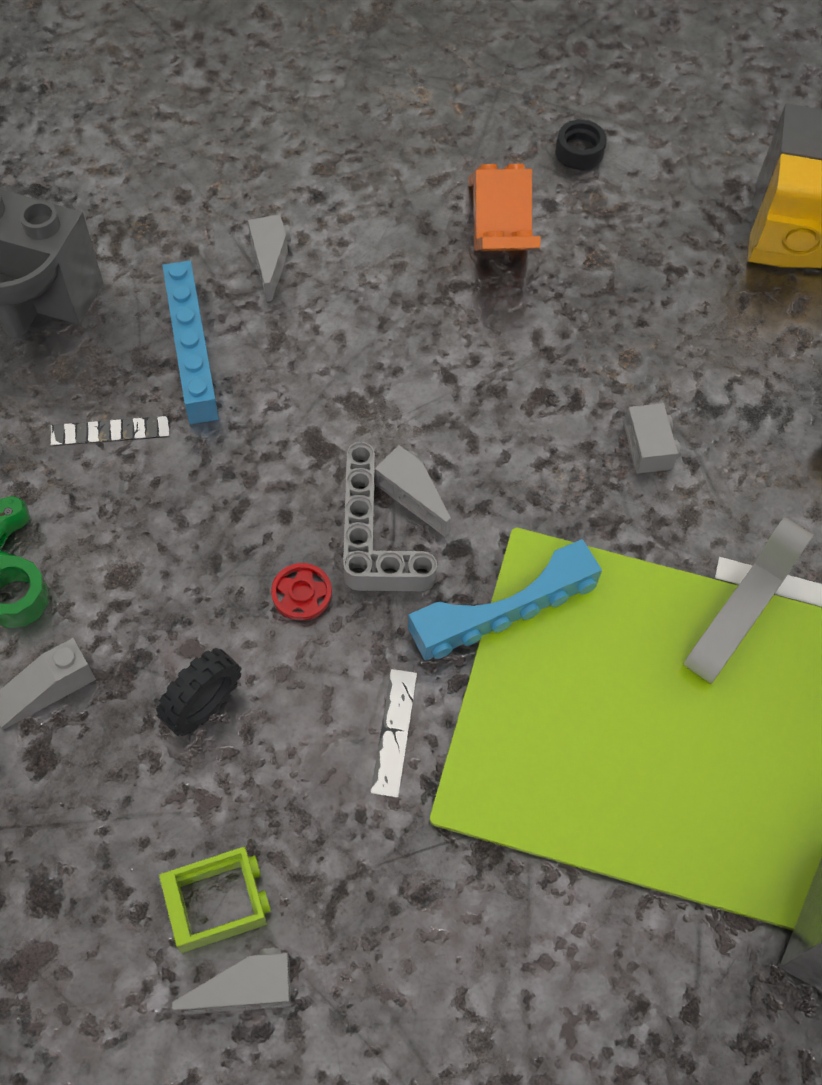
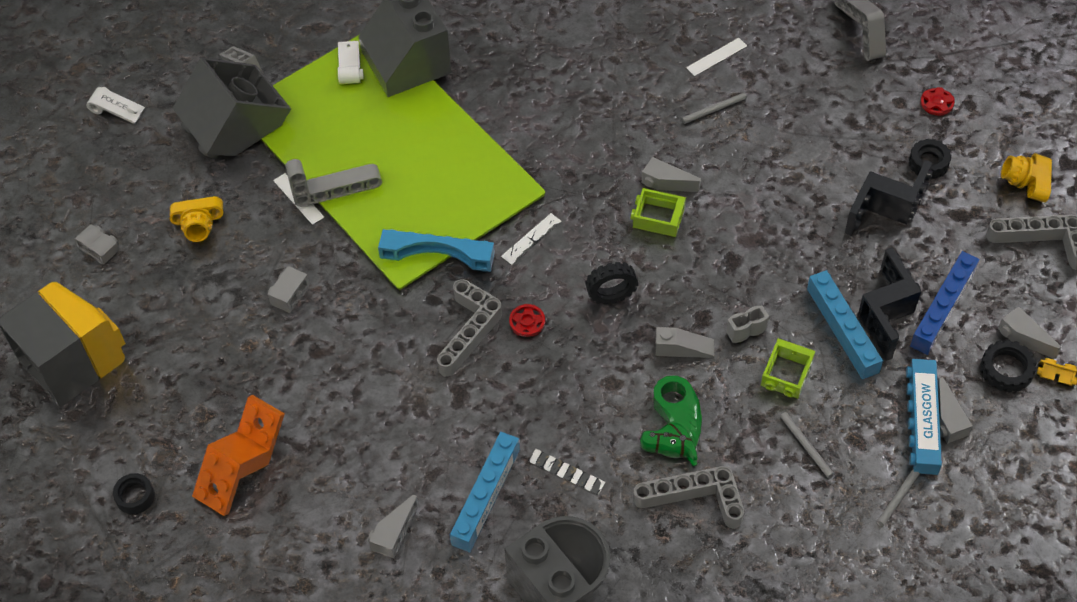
camera: 140 degrees left, 5 degrees down
(408, 482) = (430, 335): light grey slope -> none

